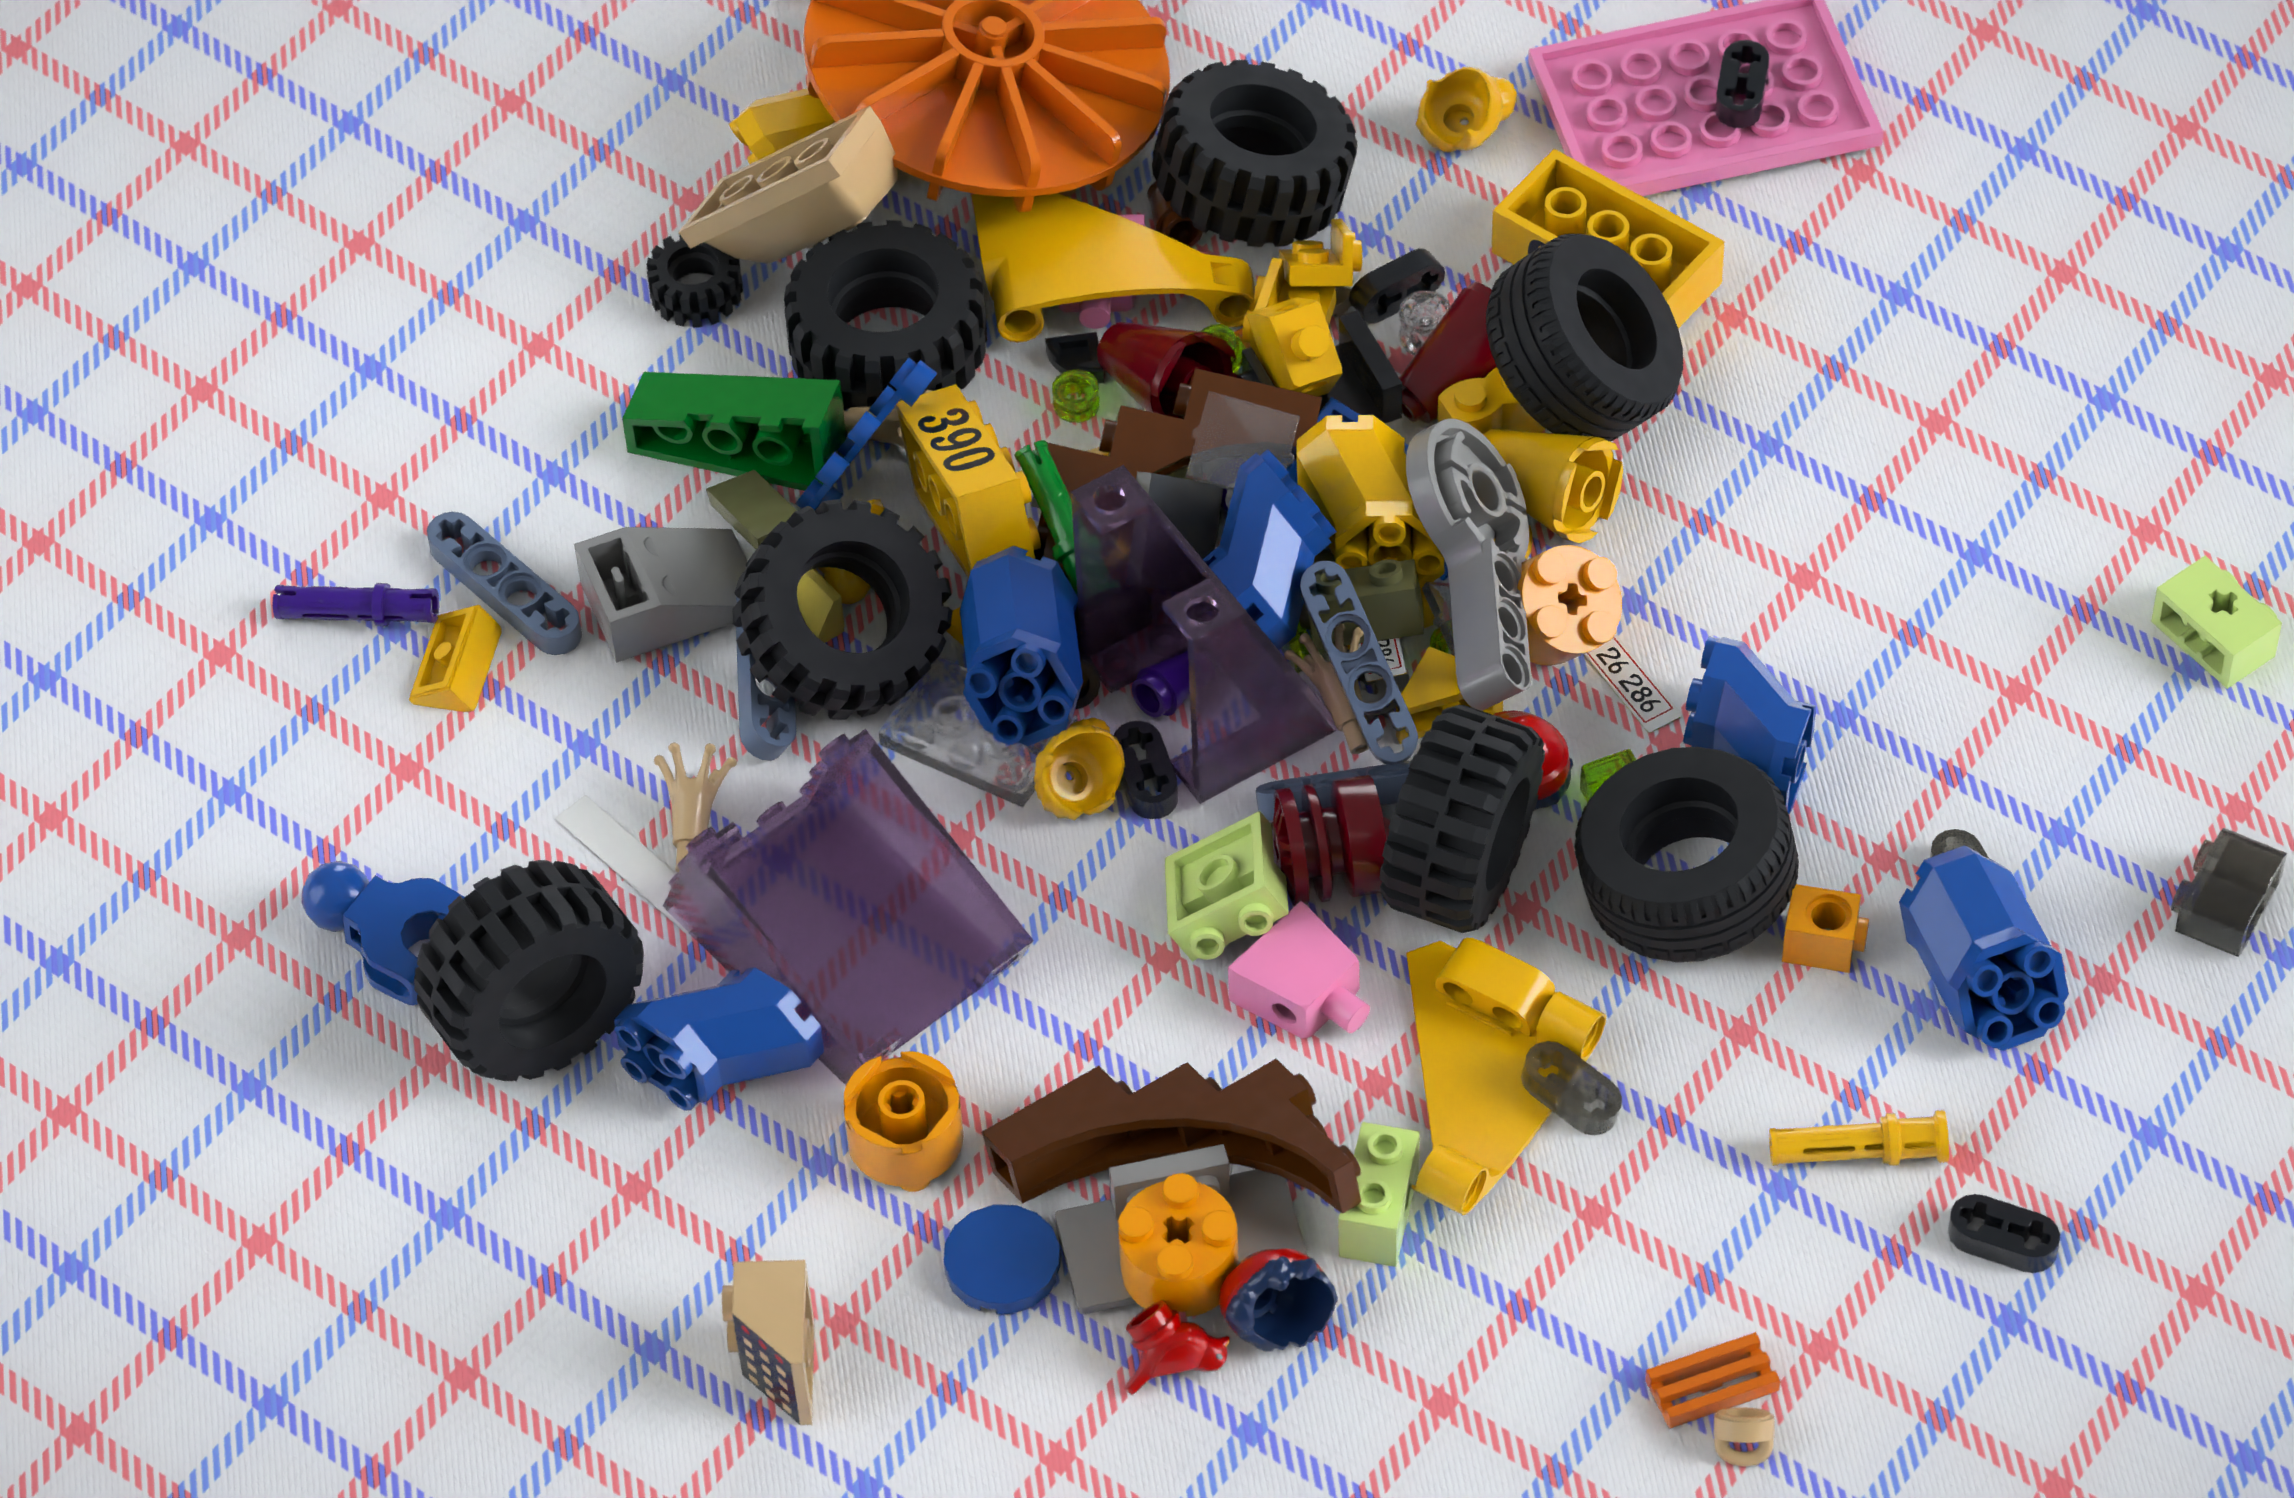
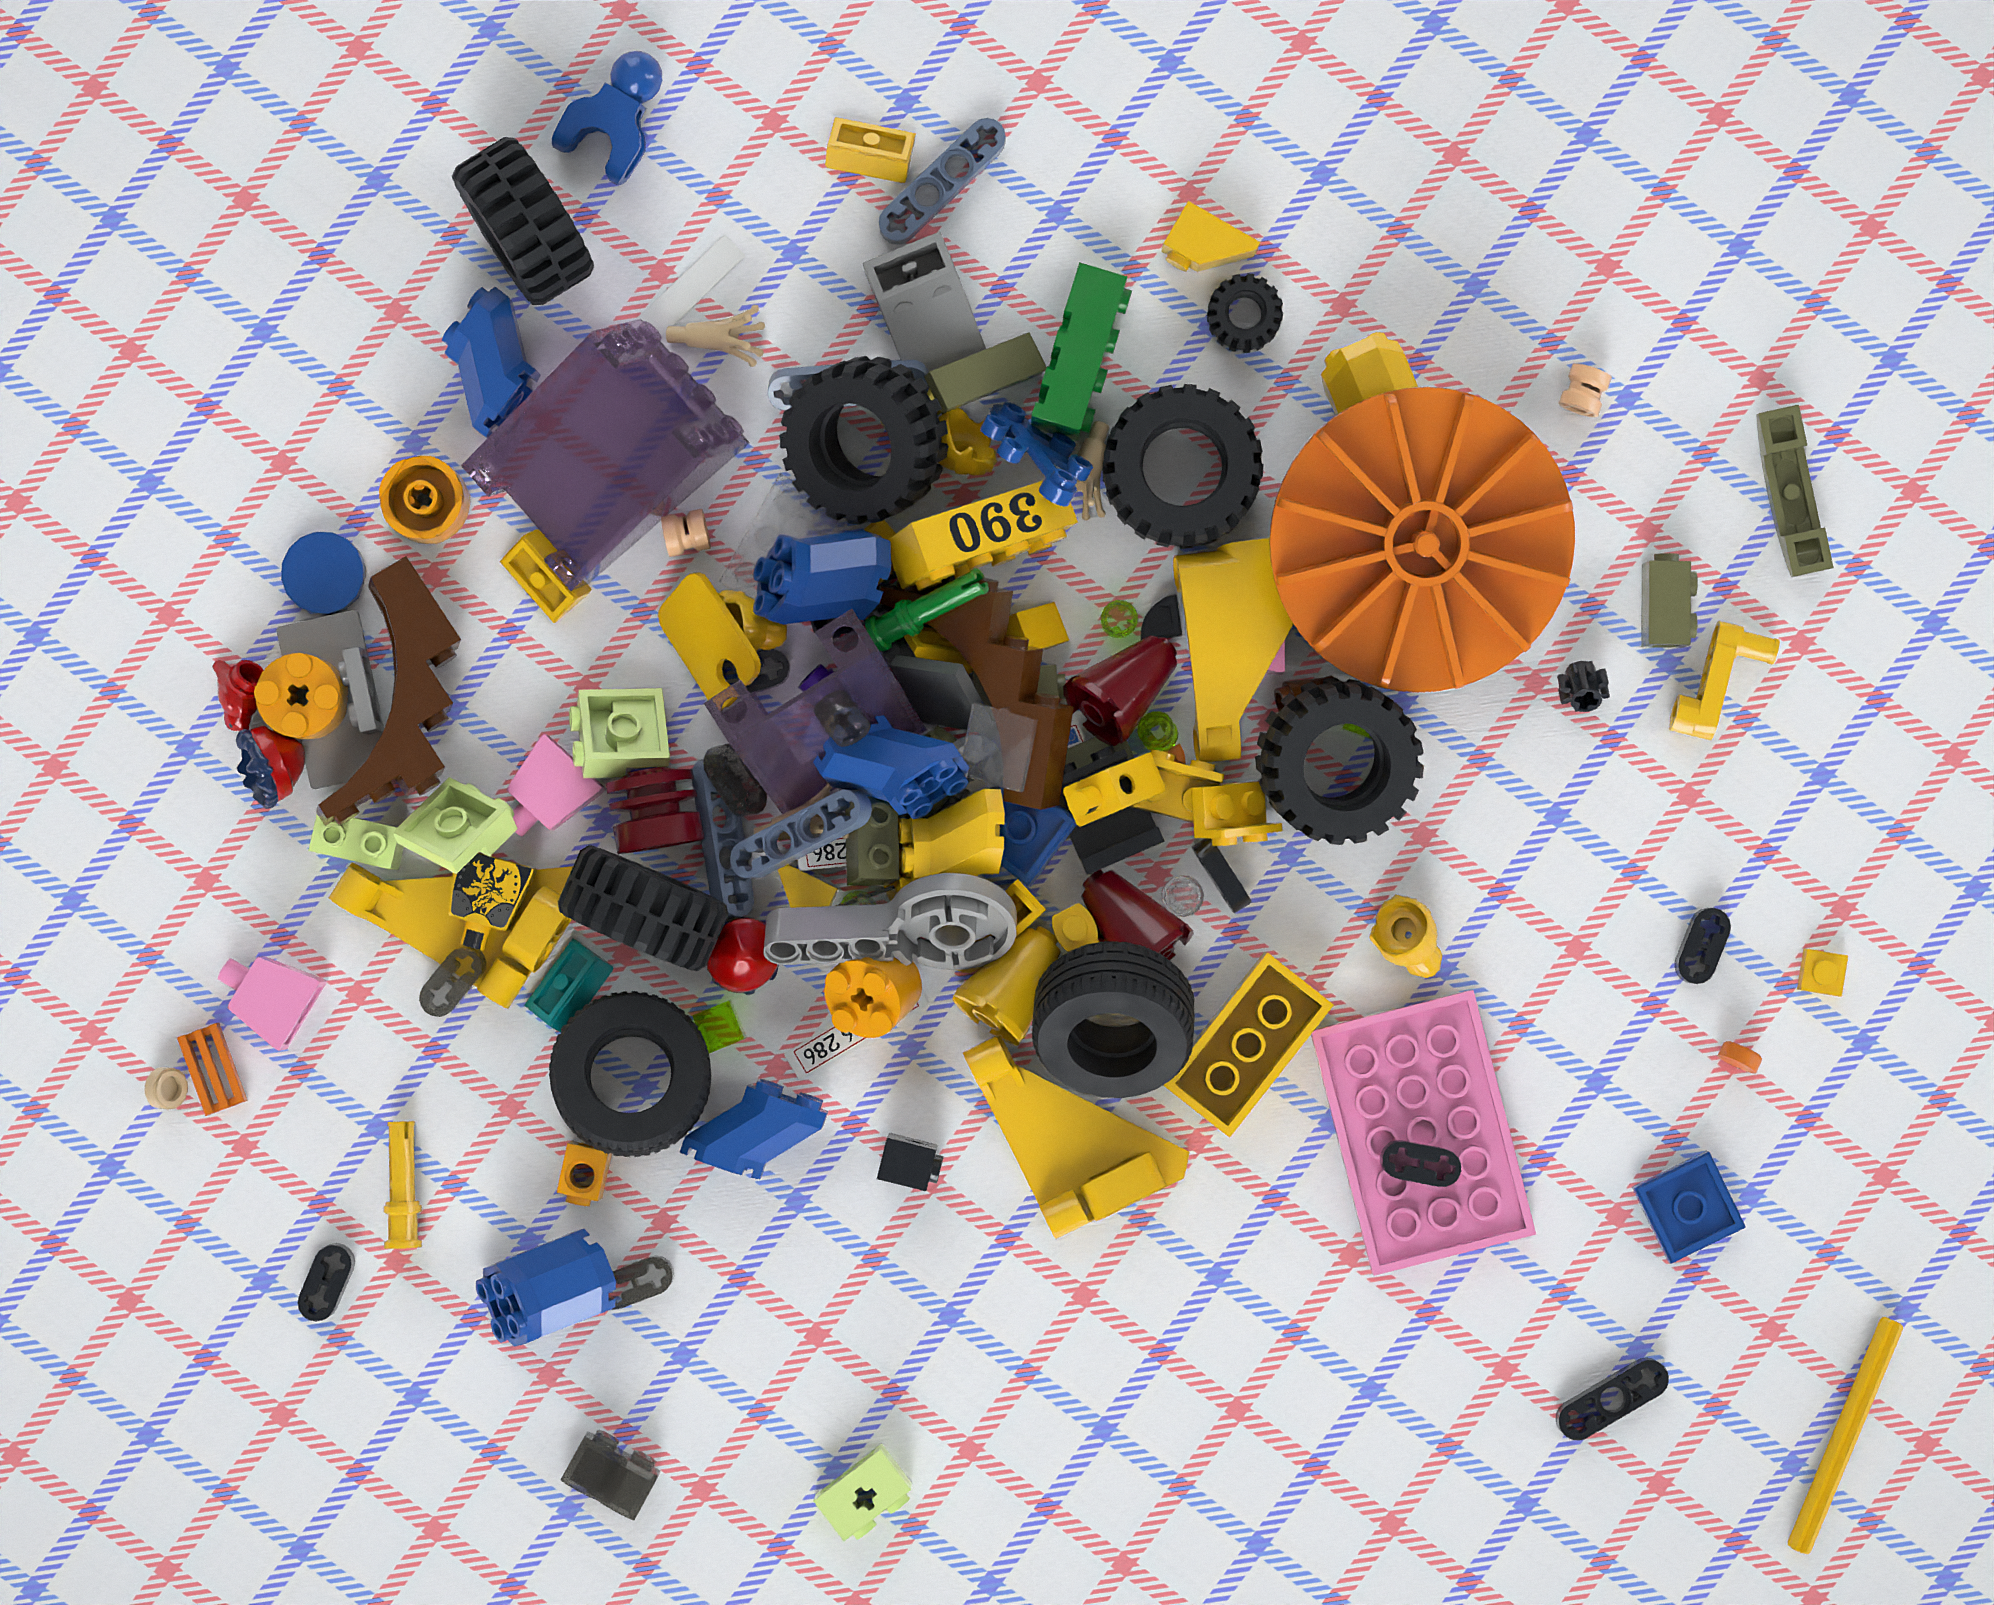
camera: 90 degrees right, 35 degrees up
(367, 604) = (918, 71): dark purple pin -> none
(598, 315) = (1205, 241): none -> yellow slope
(773, 1331) = (238, 414): tan slope -> none
(798, 192) = (1280, 384): tan windscreen -> none
(962, 820) = (676, 534): none -> light nougat wheel
(1011, 1002) = (529, 569): none -> yellow slope
(1088, 799) = (707, 635): none -> yellow piece
(1210, 546) = (842, 718): none -> clear smoke beam
(1287, 767) = (734, 781): none -> clear smoke beam
(1358, 1051) = (456, 825): none -> yellowish green plate
(1448, 1039) = (488, 896): none -> torso
(1572, 964) = (569, 985): none -> teal slope
(1607, 1296) = (271, 997): none -> bright pink torso
(1757, 427) = (1070, 1150): none -> yellow panel
(1780, 566) = (909, 1162): none -> black brick

